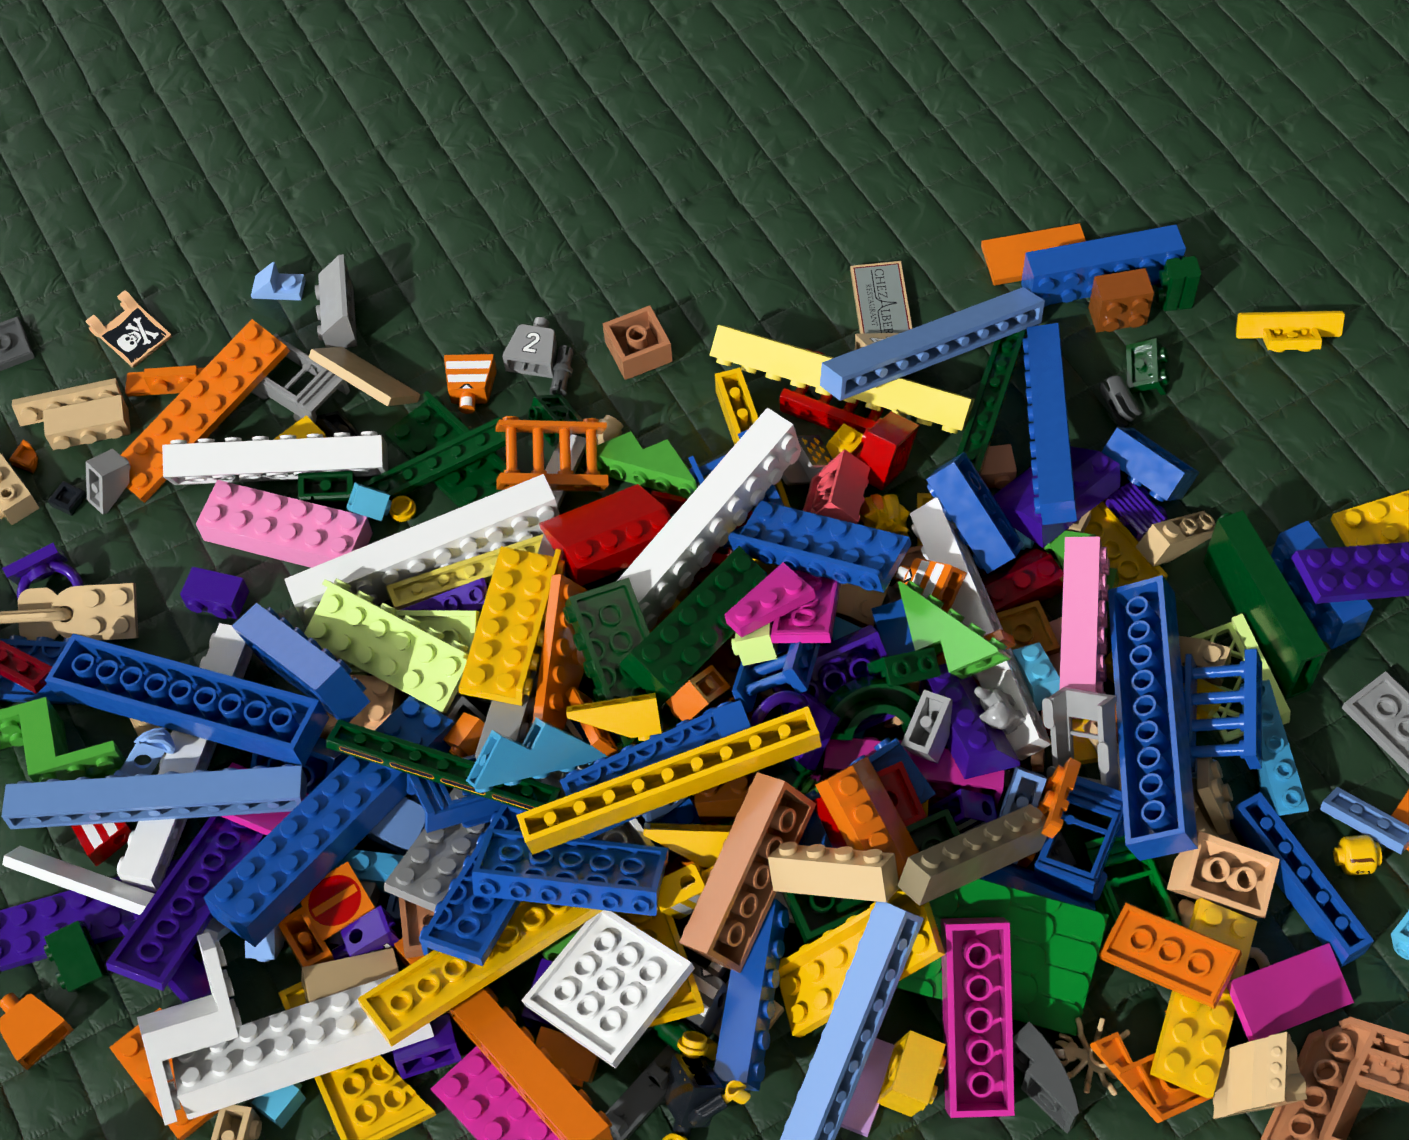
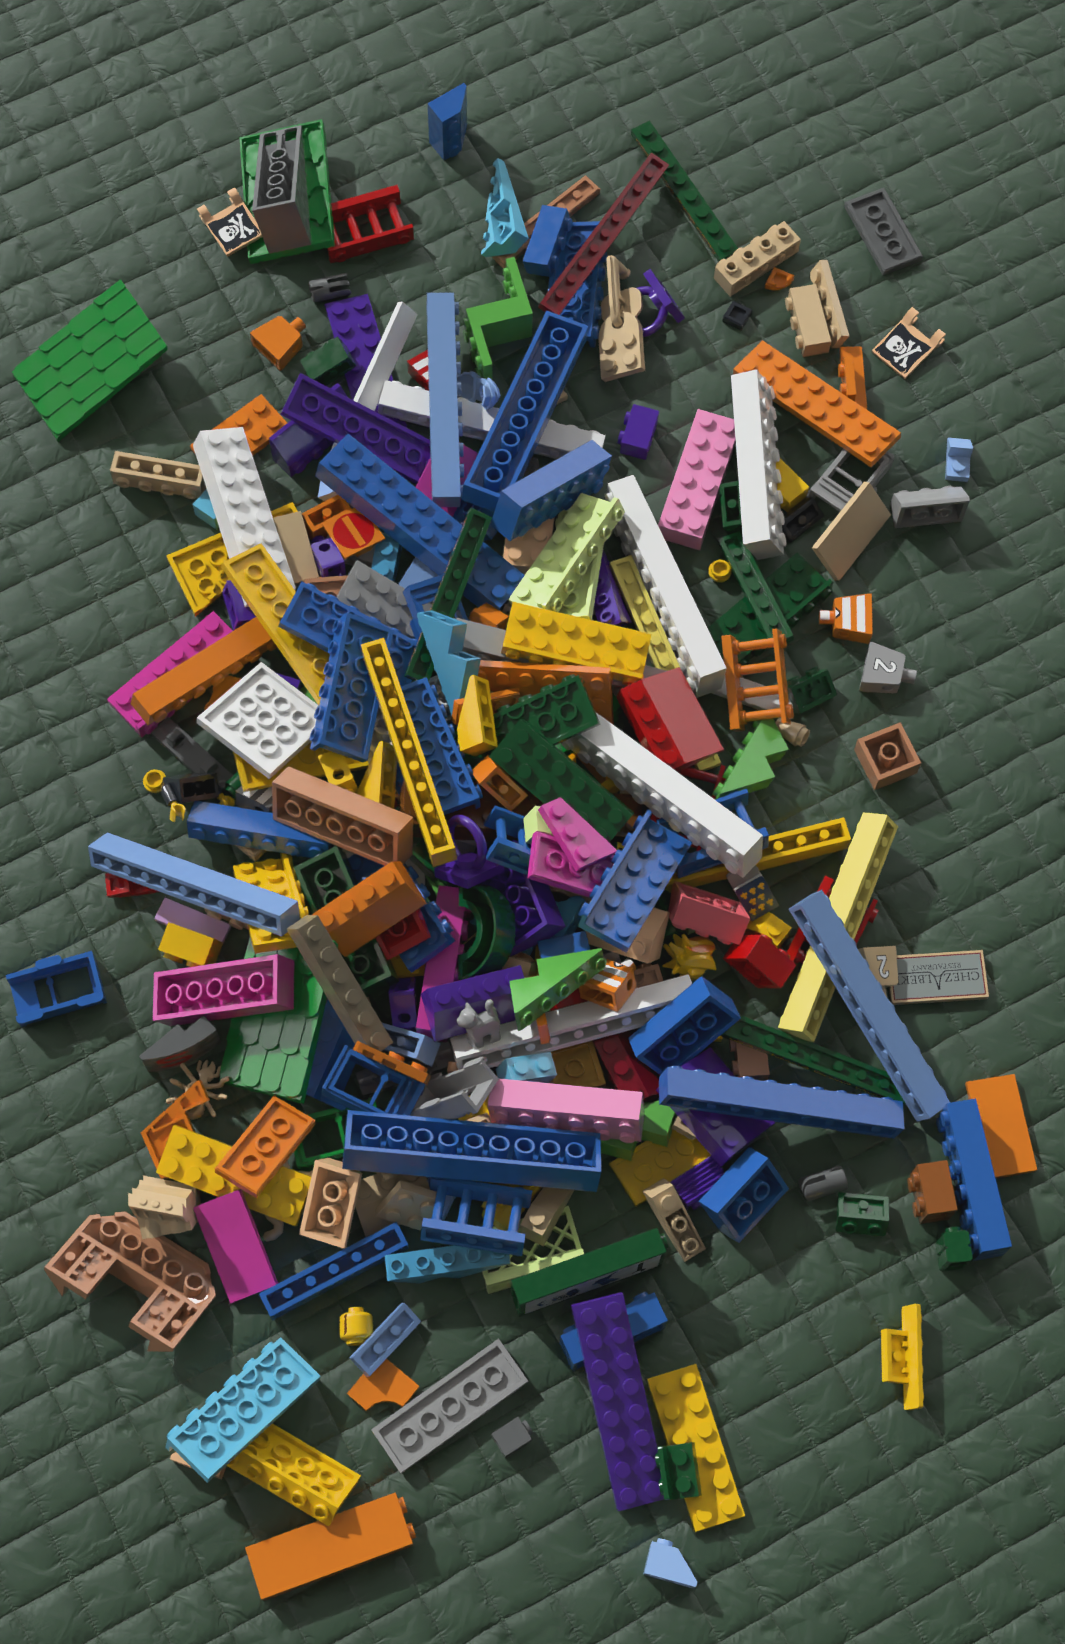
camera: 85 degrees right, 10 degrees up
(106, 479) = (747, 339): light grey slope -> none
(190, 1026) = (251, 432): white bracket -> none
(369, 502) = (715, 539): medium azure brick -> none
(562, 370) = (862, 696): dark grey pin -> none
(693, 1044) = (223, 787): yellow plate -> none
(730, 718) = (455, 798): blue brick -> none
(834, 872) = (326, 872): tan brick -> none
(906, 667) = (514, 946): dark green bracket -> none
(929, 727) = (456, 960): light grey slope -> none

